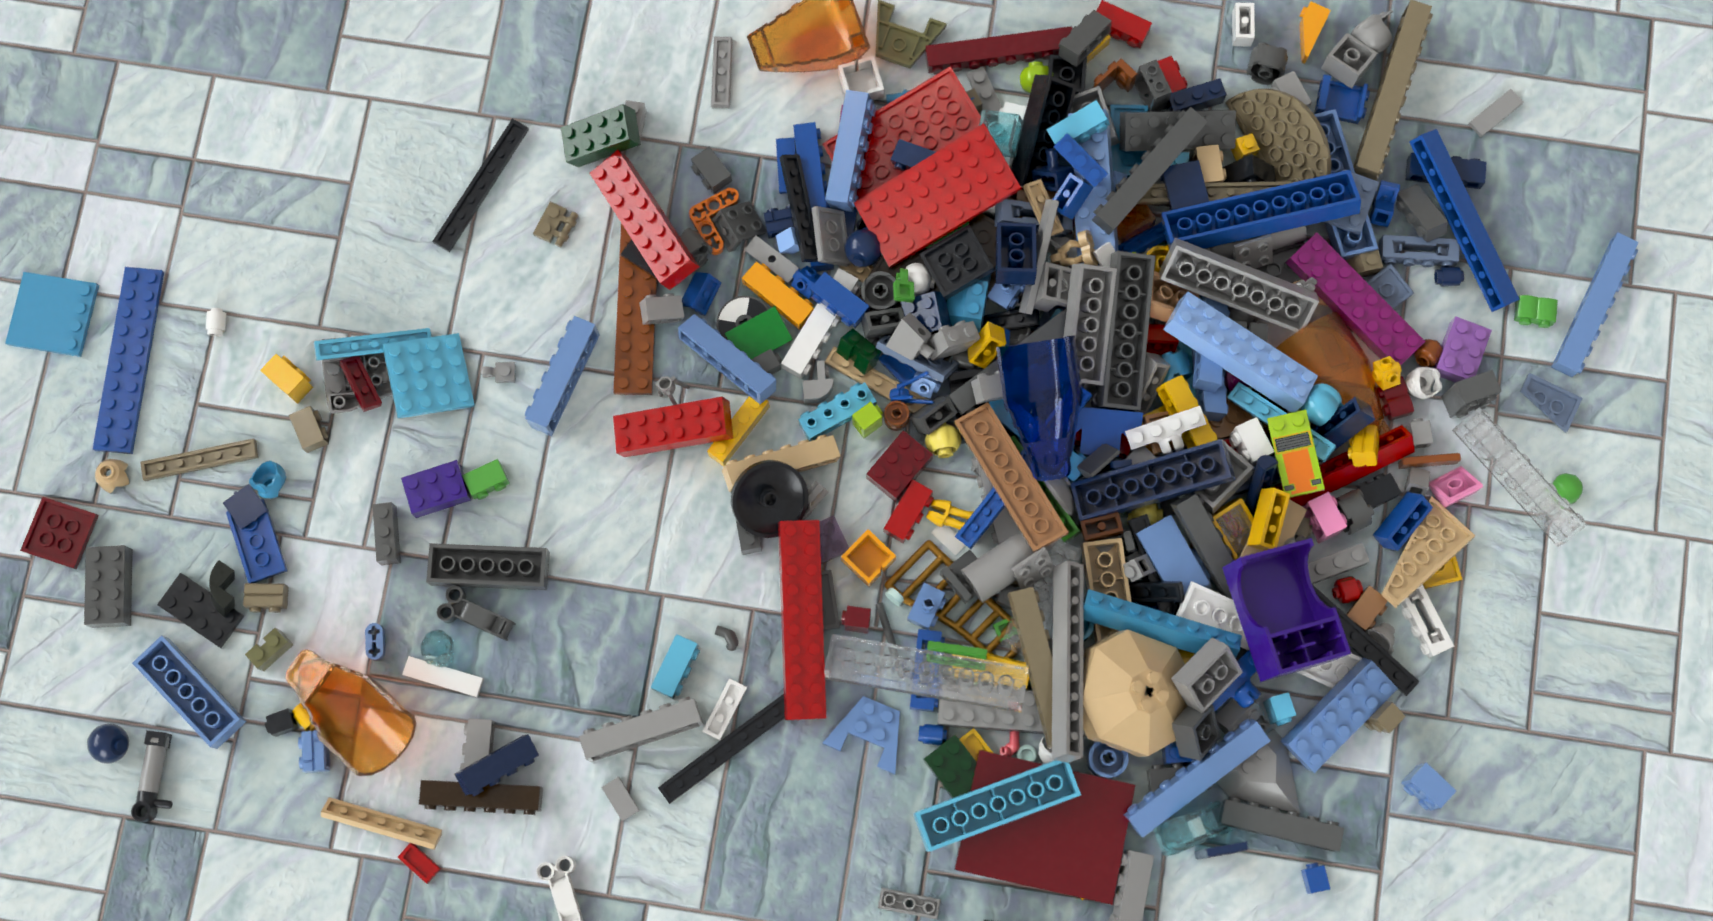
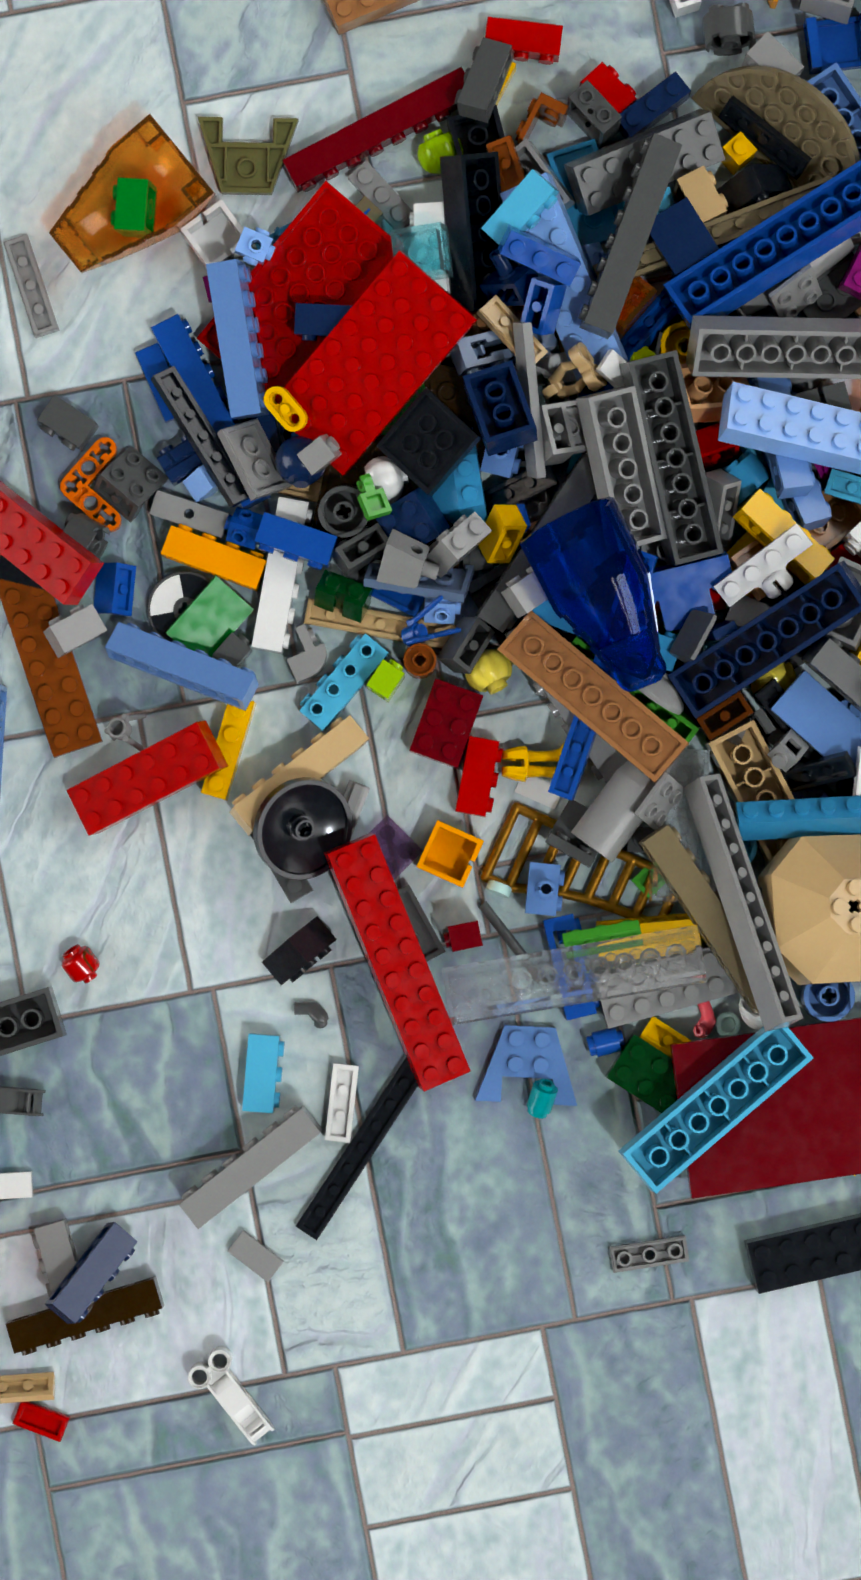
camera: 20 degrees left, 10 degrees up
(575, 542) = (80, 964): none -> red head
(734, 588) = (300, 951): none -> black brick
(811, 39) = (134, 207): none -> green brick
(866, 206) = (284, 411): none -> yellow plate
(871, 758) = (541, 1098): none -> teal brick
(878, 244) = (319, 454): none -> light grey brick
(884, 86) = (251, 237): none -> light blue brick
(1082, 94) = (509, 163): none -> dark orange plate
(1268, 143) = (765, 137): none -> black tile

